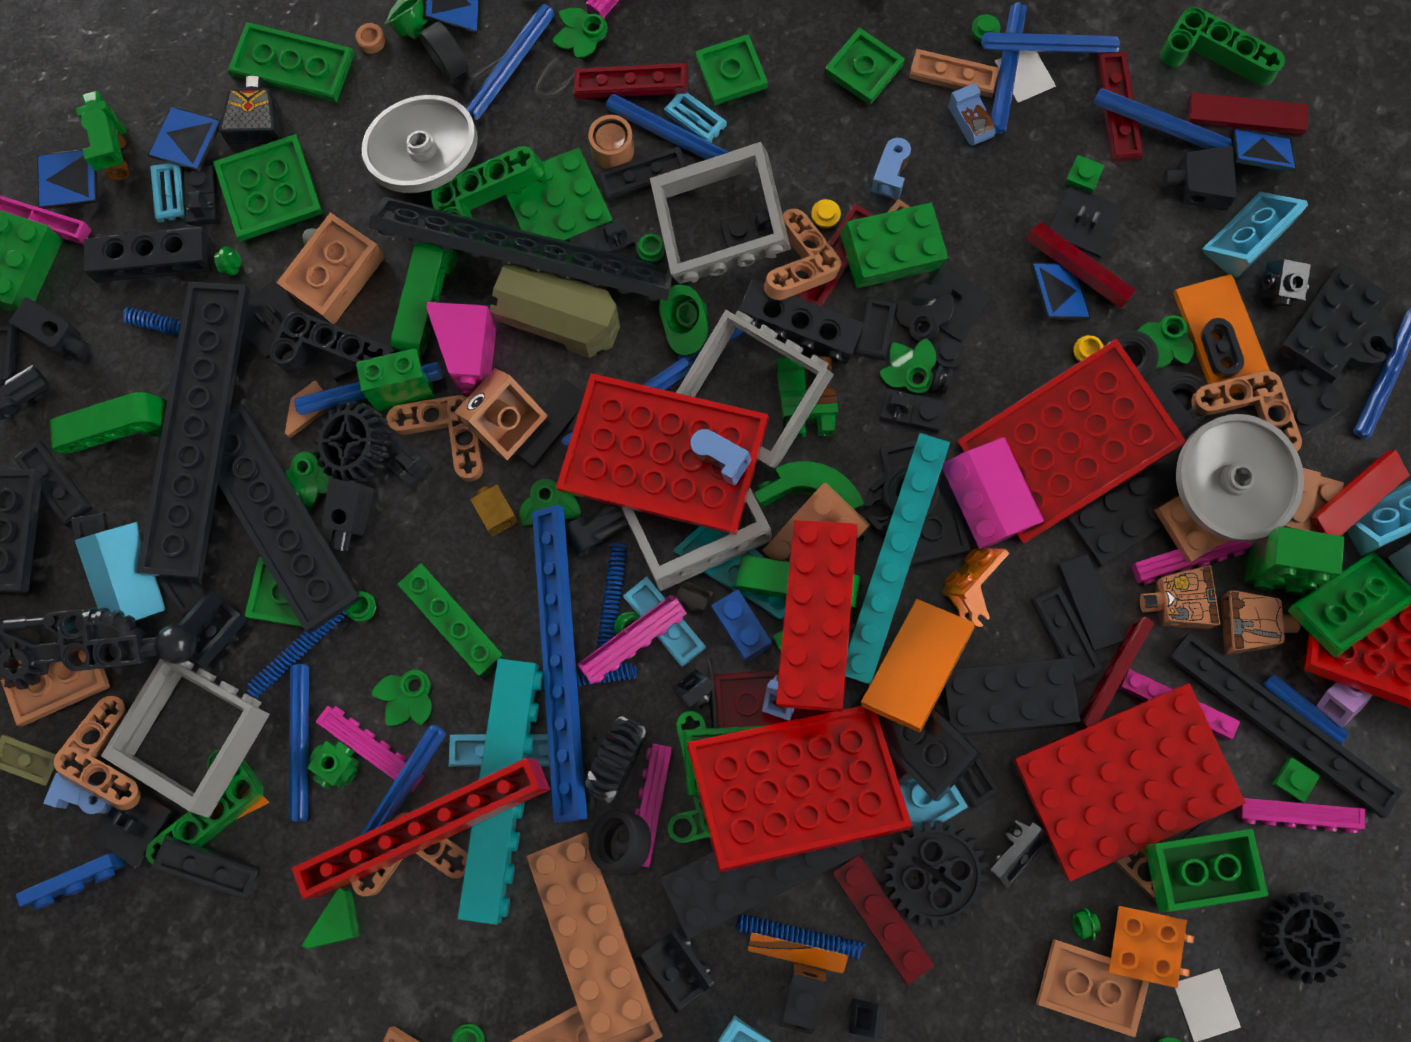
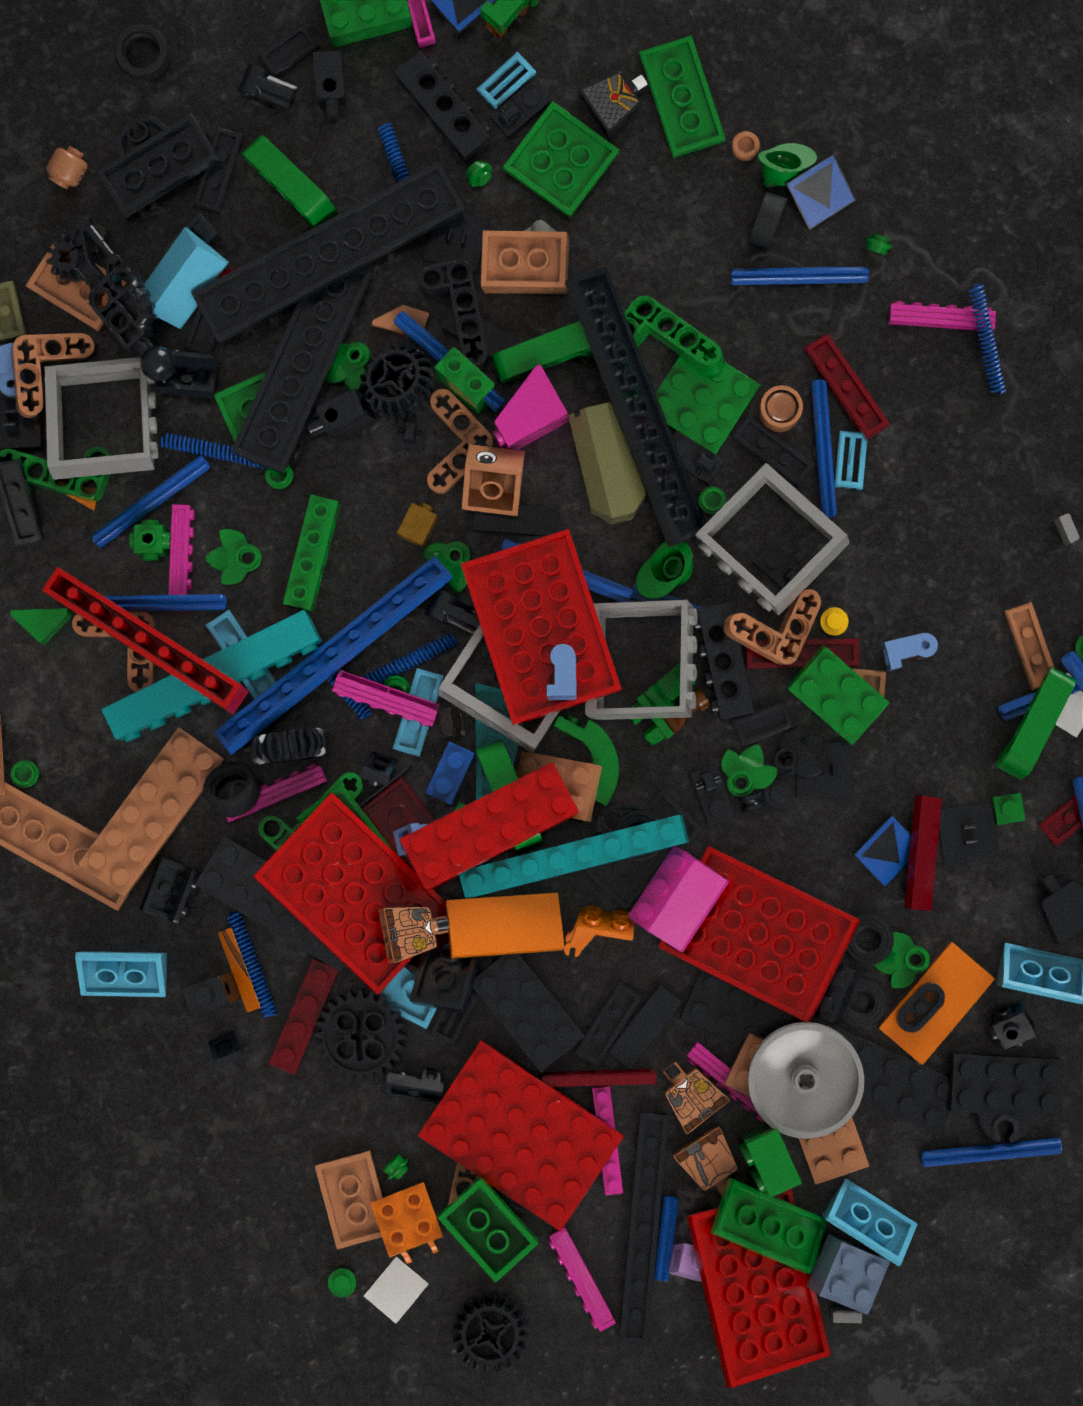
camera: 55 degrees right, 10 degrees up
(184, 138) = (557, 63): piece -> none
(419, 143) = (675, 256): light grey dish -> none
(577, 33) = (861, 311): green plate -> none
(731, 69) = (911, 462): green plate -> none
(864, 66) = (986, 569): green plate -> none
(870, 755) = (410, 931): none -> torso
(971, 114) = (998, 686): medium blue leg -> none
(1031, 102) = (1037, 724): none -> green beam
(1086, 346) = (854, 902): yellow plate -> none
(1261, 398) = (894, 1066): nougat beam -> none
(1296, 780) = (606, 1261): green plate -> none
(1360, 495) = (864, 1184): red tile -> none

